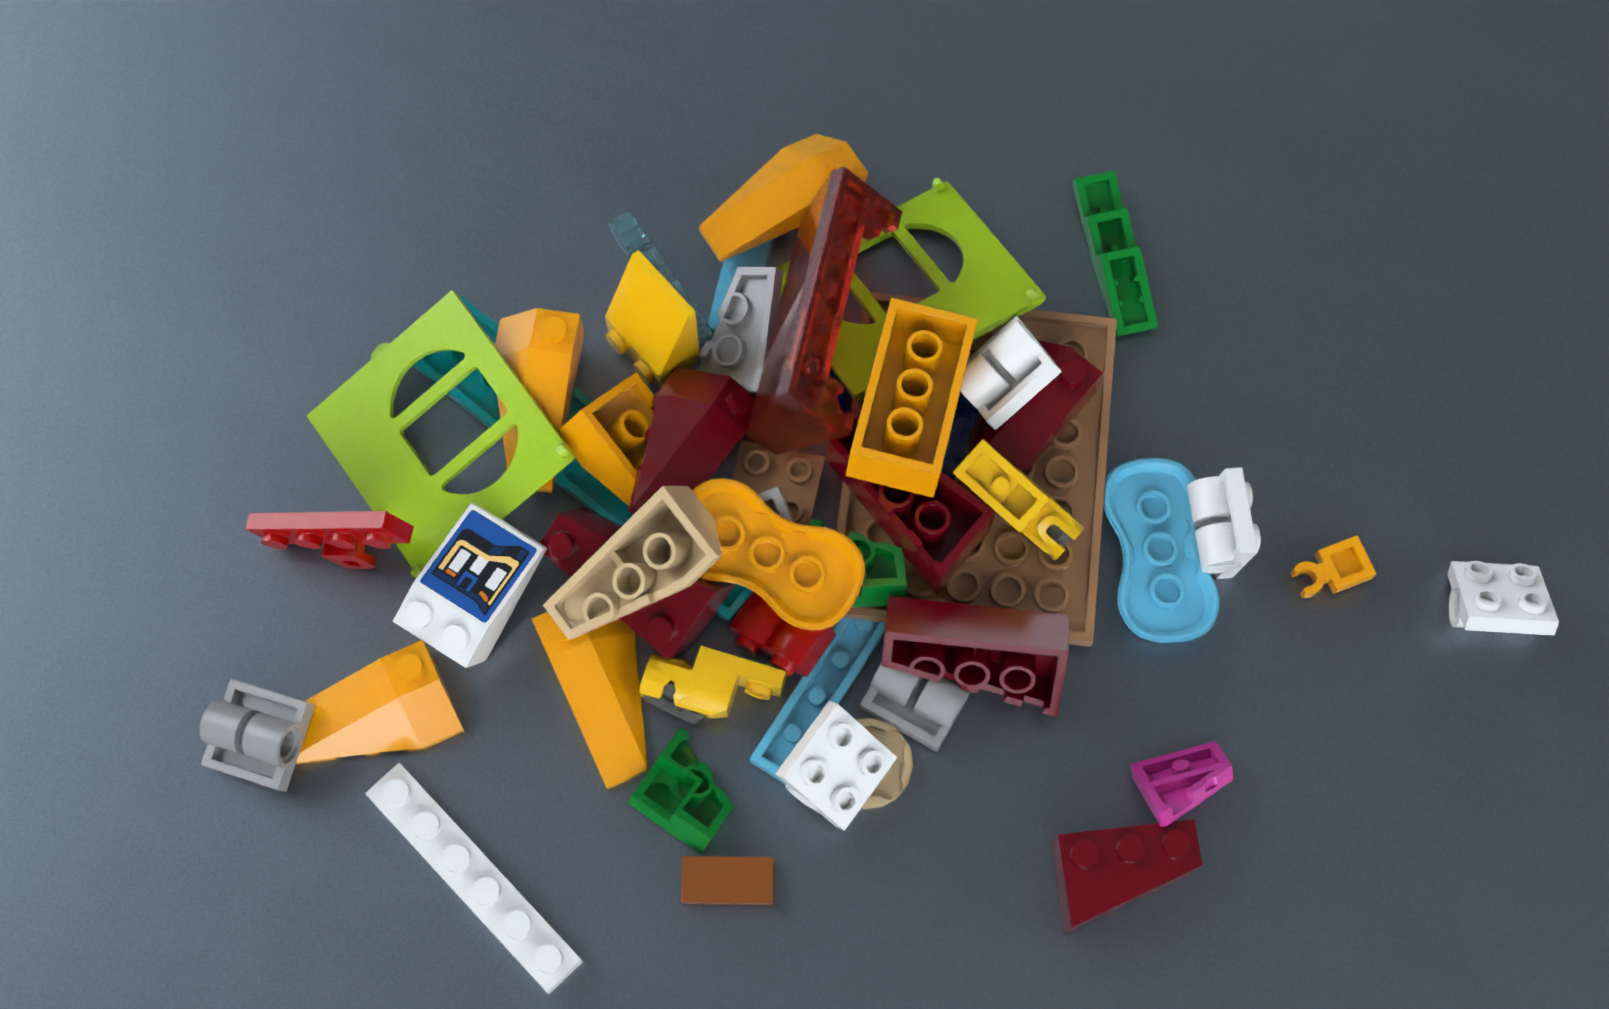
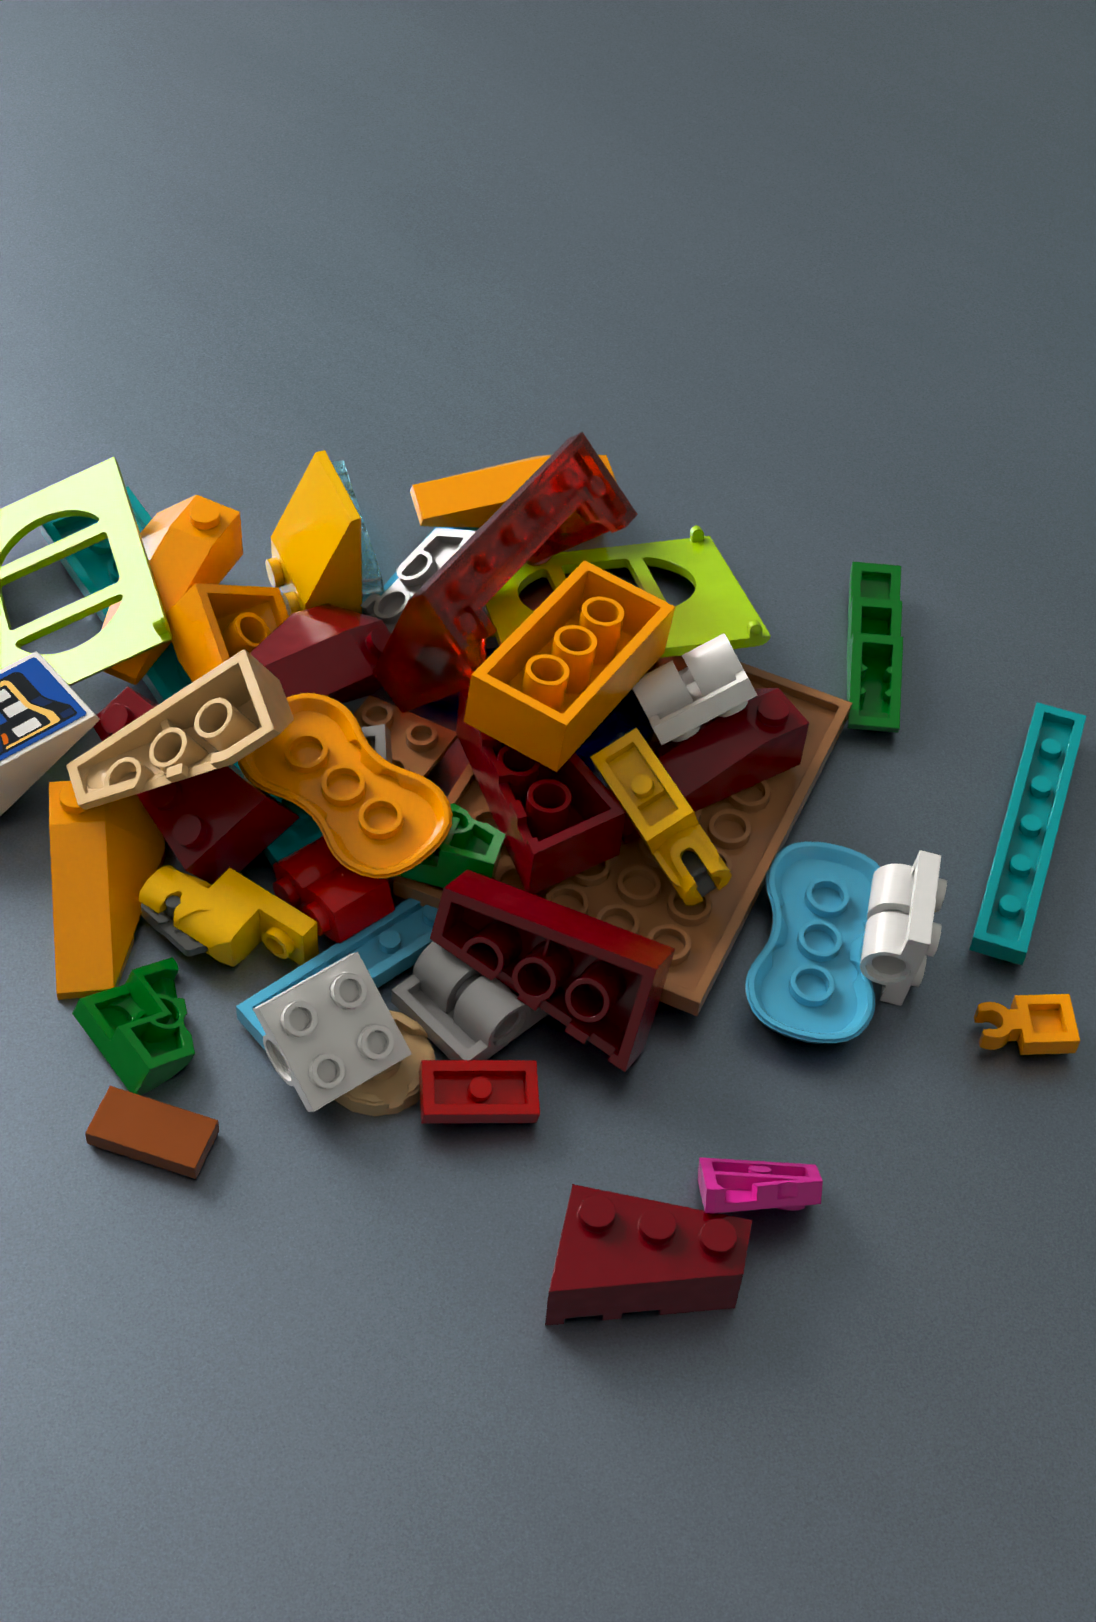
camera: 15 degrees right, 20 degrees down
(955, 768) = (479, 1091): none -> red plate
(1285, 392) = (1028, 835): none -> teal plate

